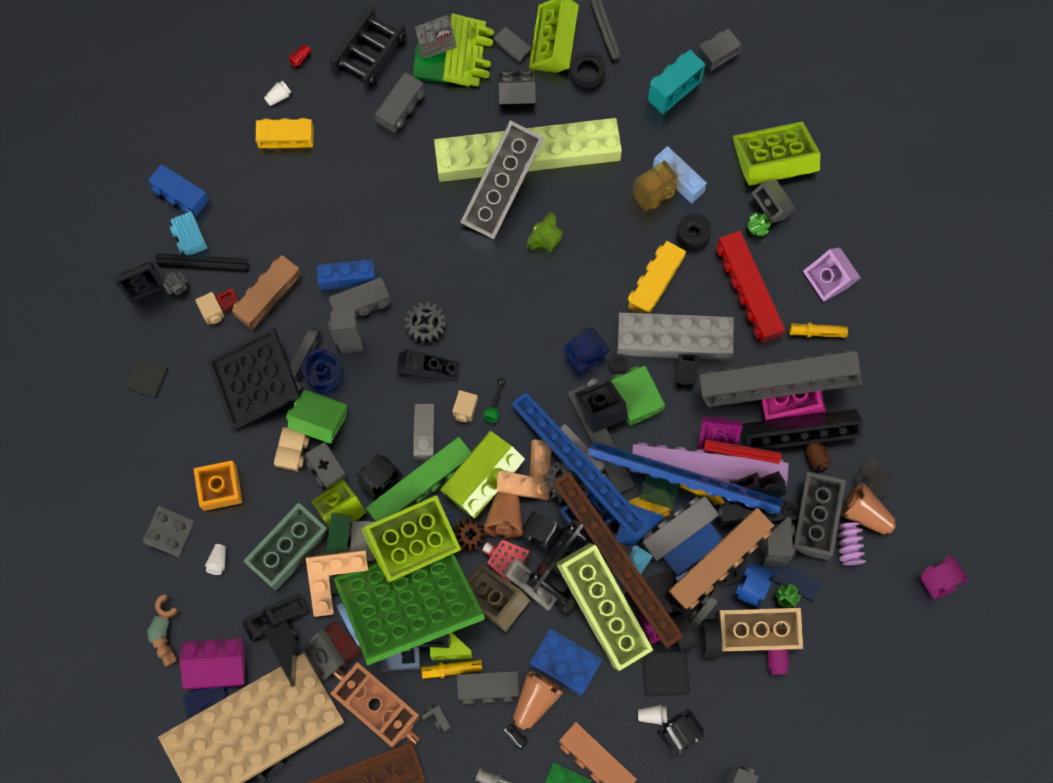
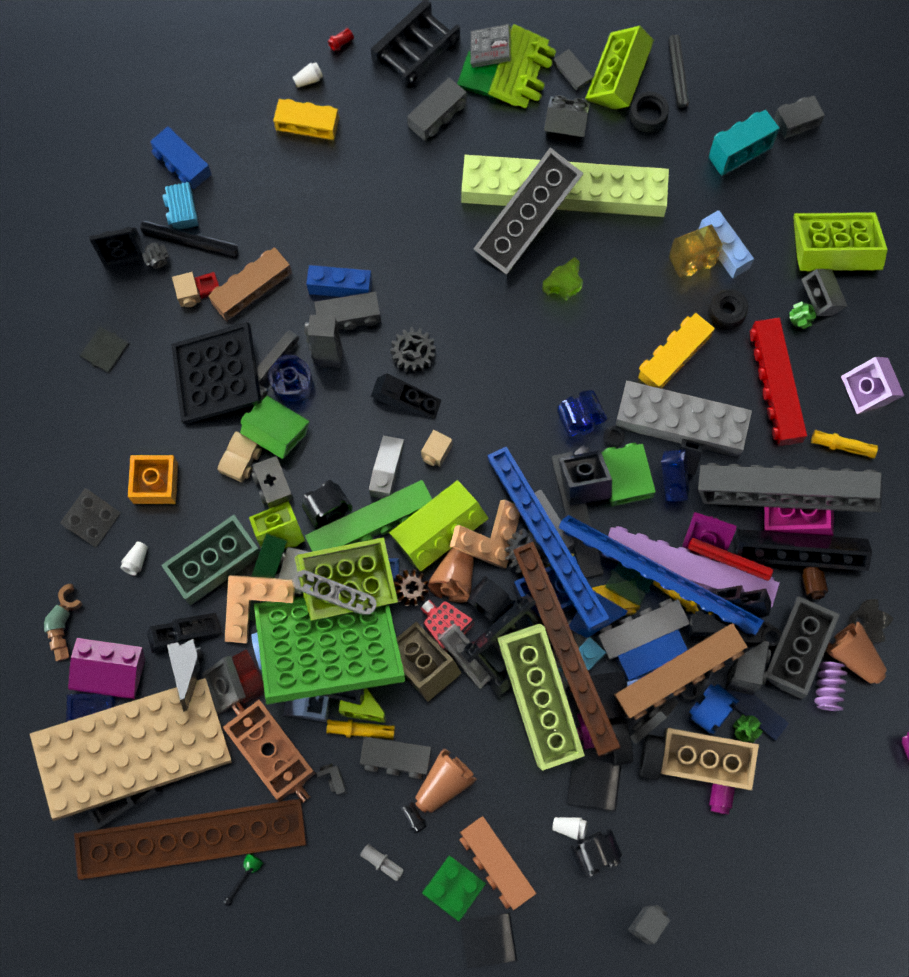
camera: 15 degrees right, 0 degrees up
(404, 553) = (333, 595): none -> light grey beam
(491, 413) = (464, 462): green hinge -> none
(565, 662) = (485, 749): blue brick -> none
(679, 387) = (675, 475): none -> clear blue brick

